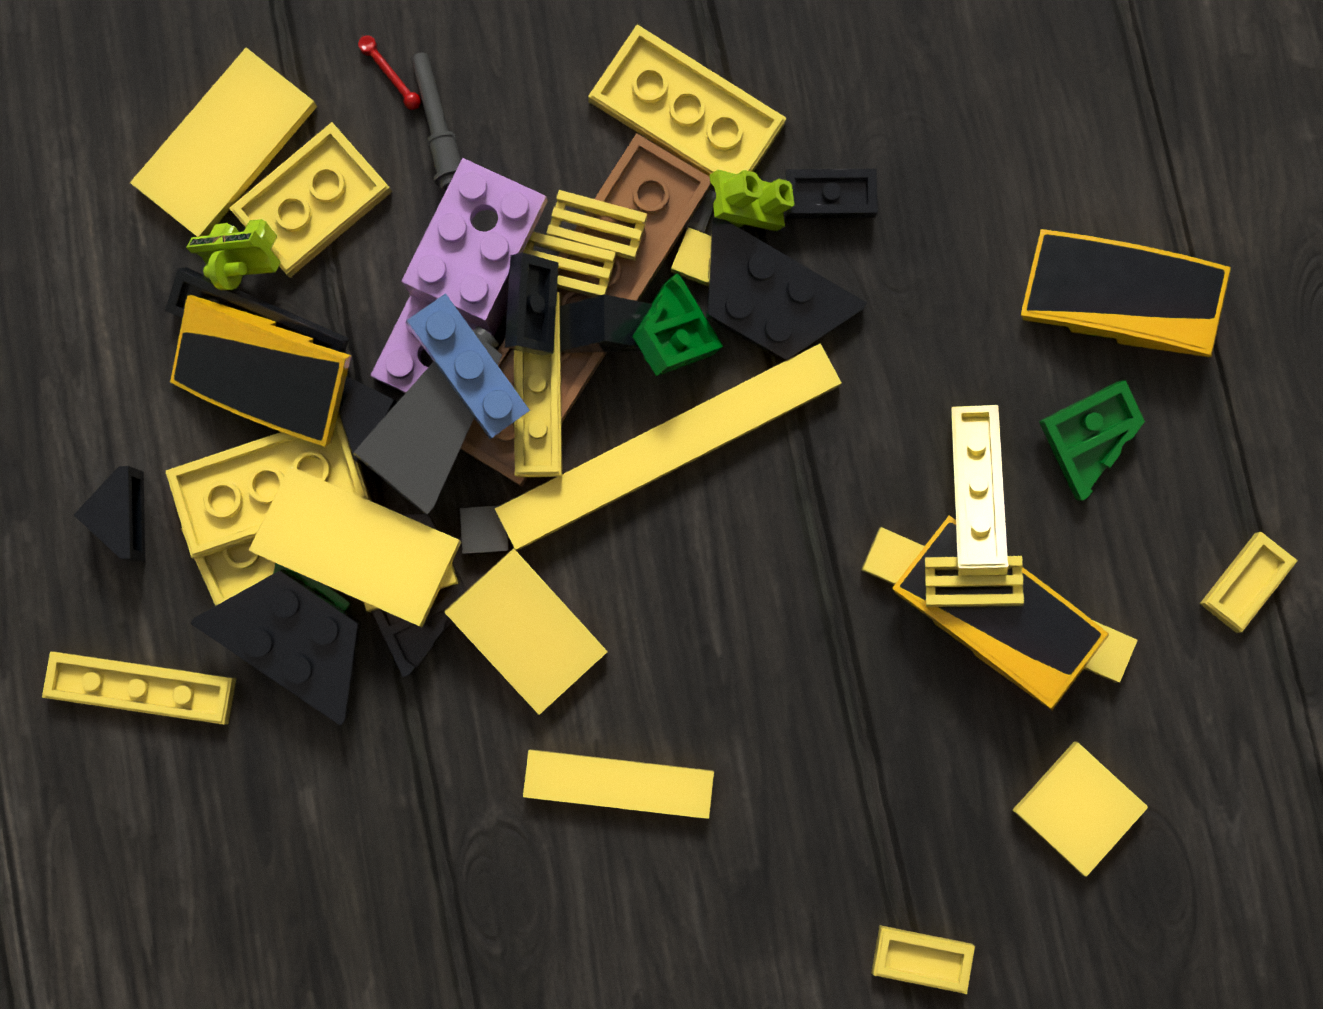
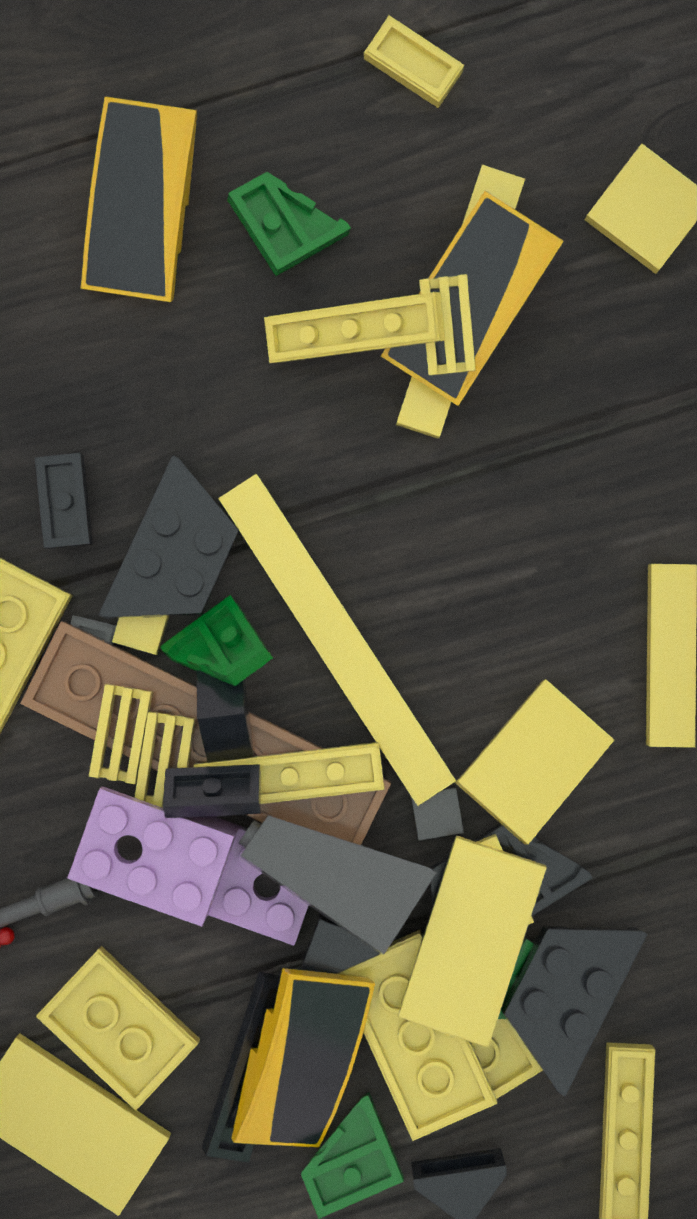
camera: 95 degrees left, 5 degrees up
(152, 412) = (352, 1162): none -> green wing
(236, 253) = (184, 1098): lime hips -> none
(467, 366) = (284, 849): medium blue plate -> none
(750, 201) = (80, 580): lime hips -> none

